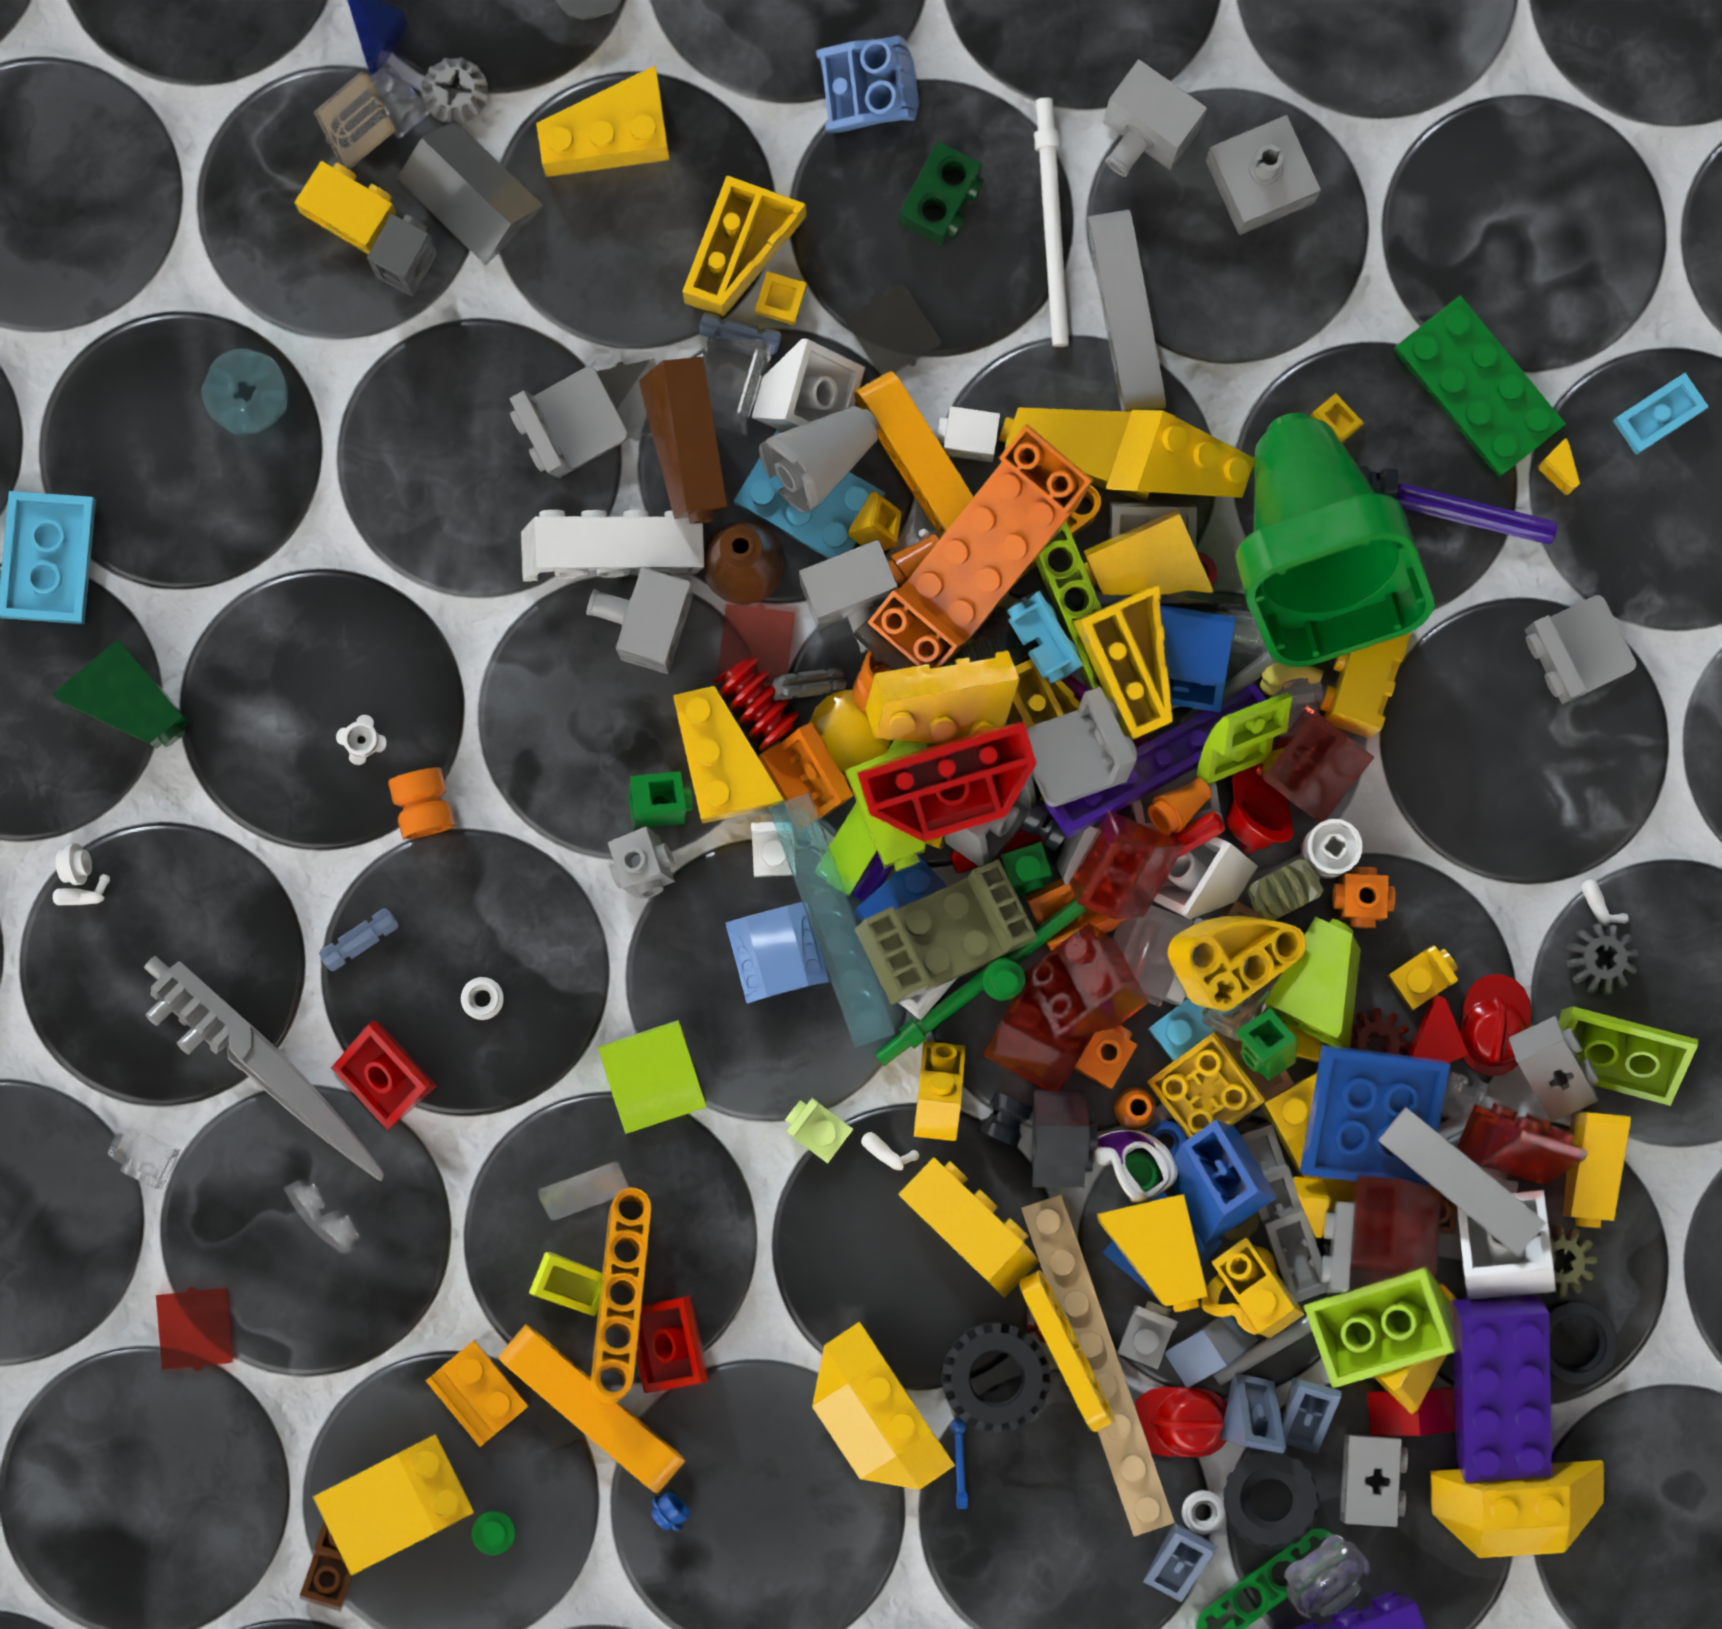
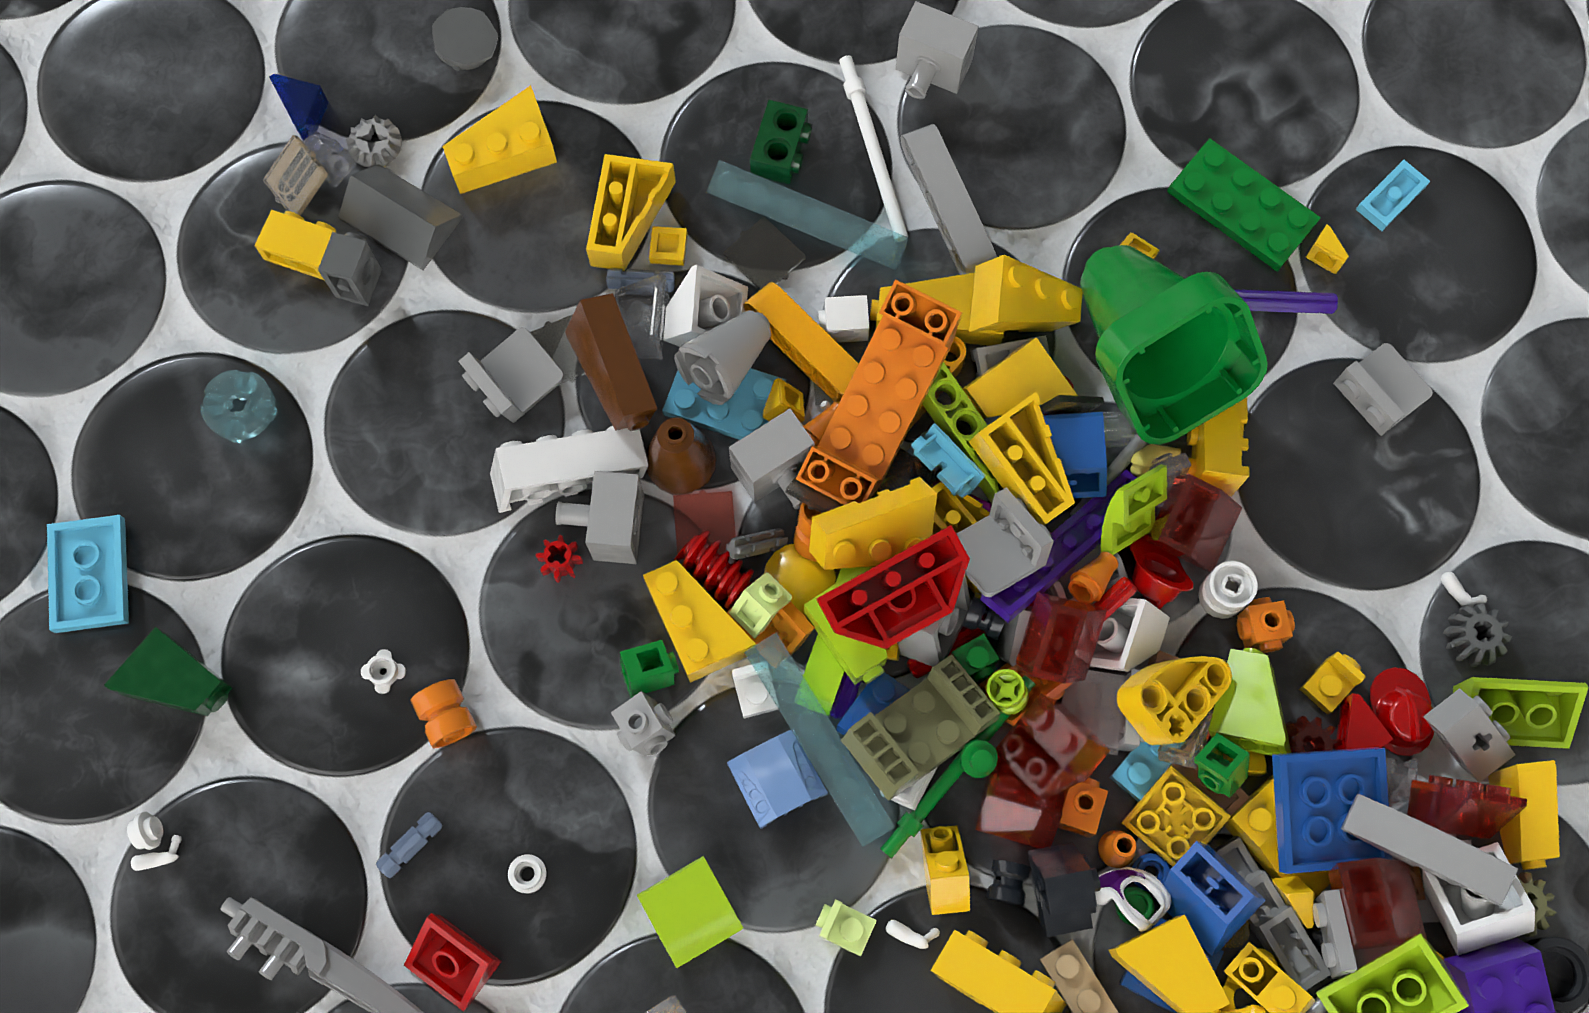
camera: 10 degrees left, 10 degrees down
(587, 641) = (561, 548): none -> red gear
(798, 756) = (760, 604): none -> yellowish green bracket
(868, 83) = (703, 71): medium blue slope -> none
(954, 293) = (808, 215): none -> clear light blue plate
(1046, 906) = (1004, 685): none -> lime wheel
(1262, 174) = (1031, 78): light grey brick -> none
(1285, 890) = (1199, 631): olive gear -> none

